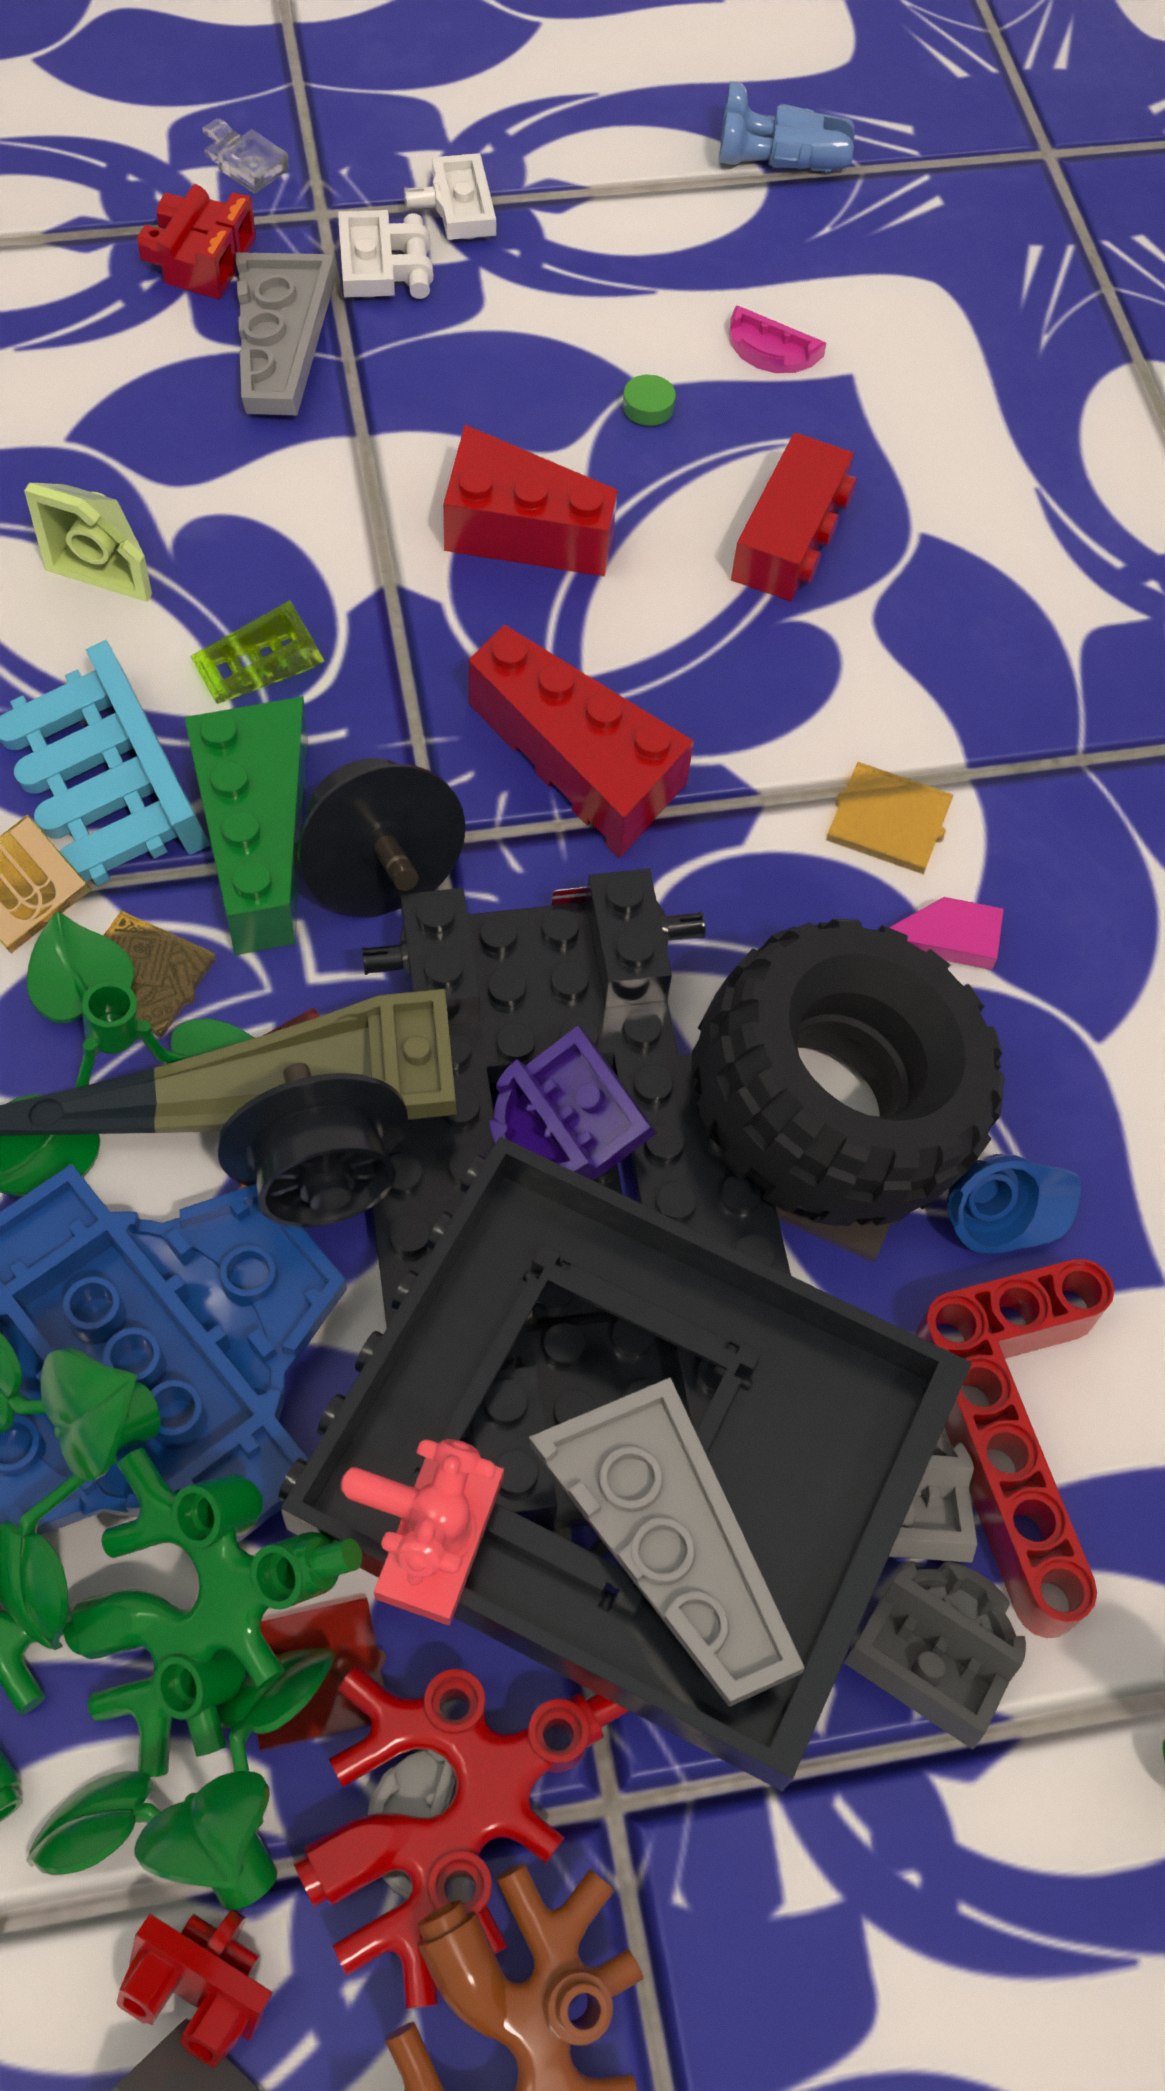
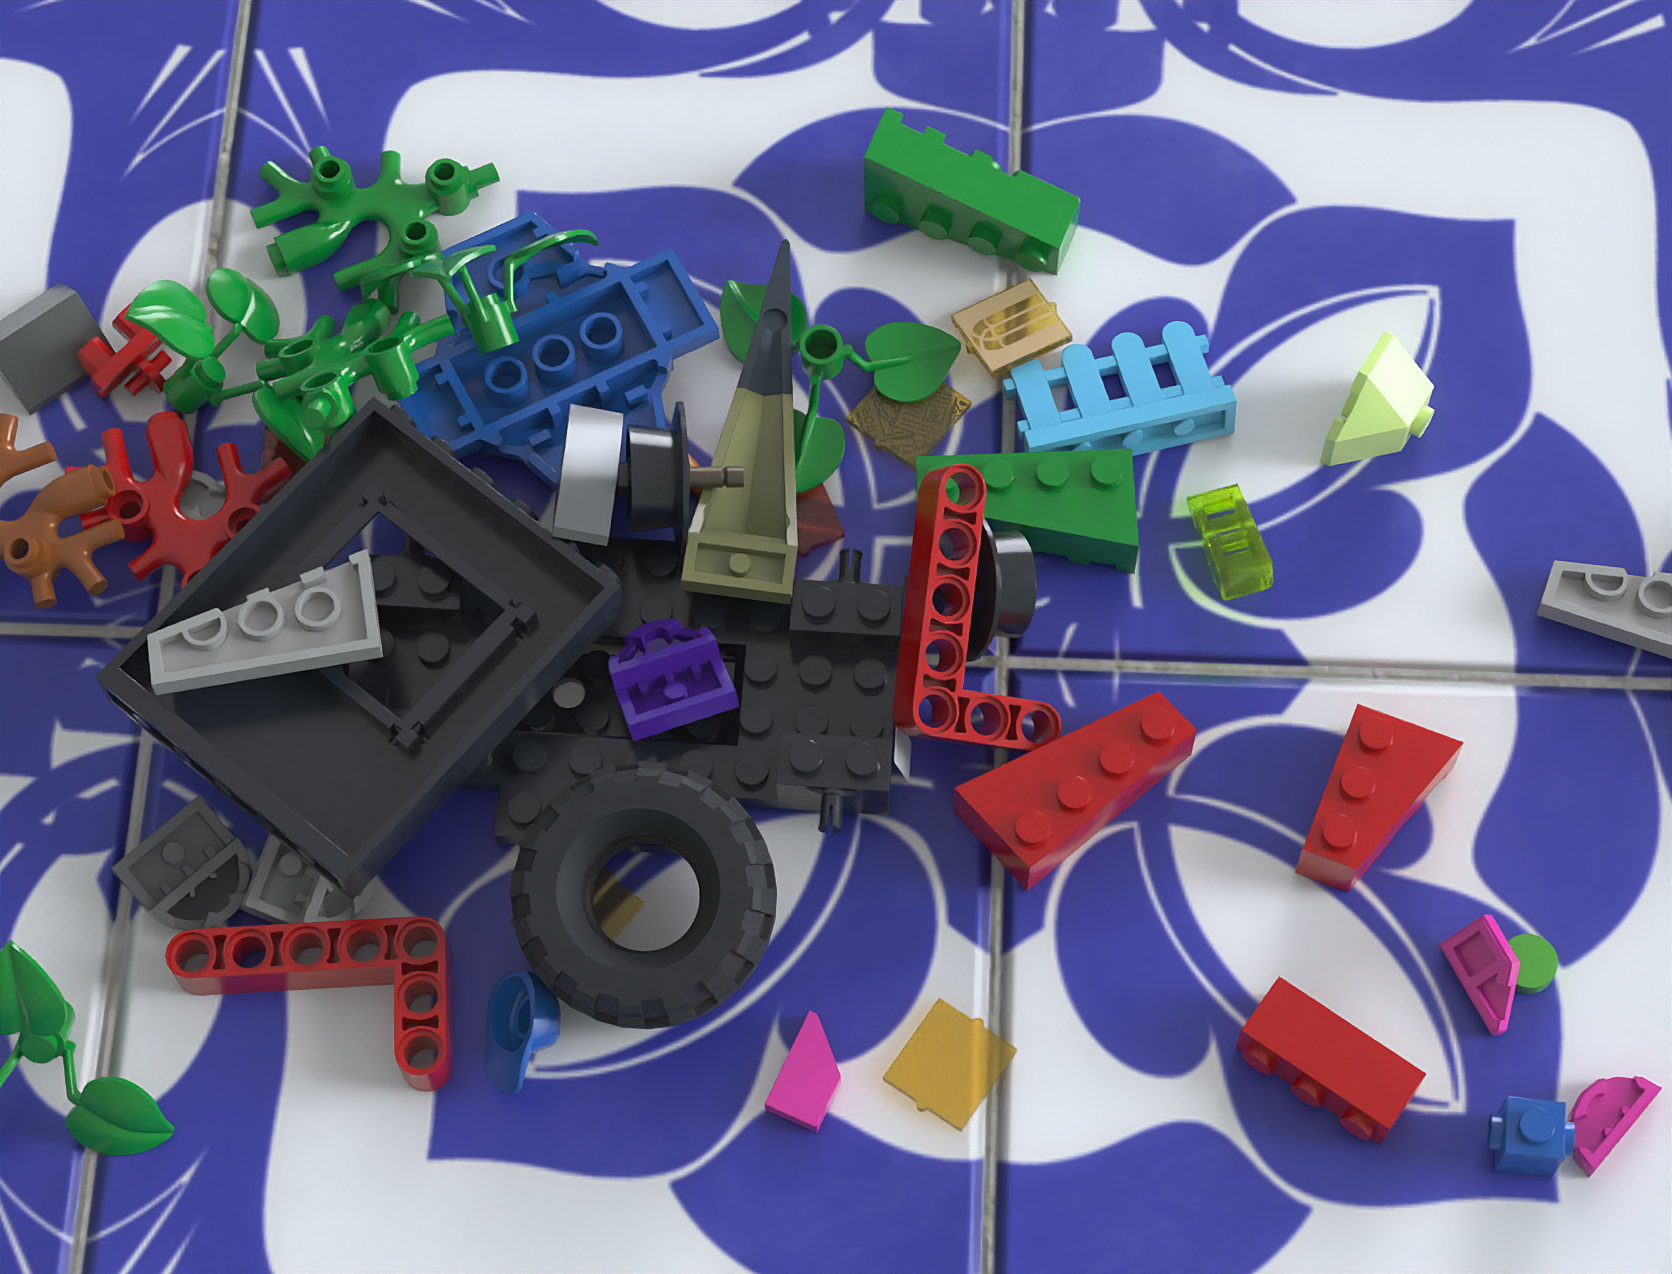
camera: 110 degrees right, 5 degrees up
(337, 1229) = (587, 475): none -> slope
(438, 1525) = (317, 477): coral piece -> none
(515, 838) = (951, 629): none -> red beam
(666, 421) = (1485, 969): none -> dark pink tile
(816, 375) = (1530, 1136): none -> blue brick

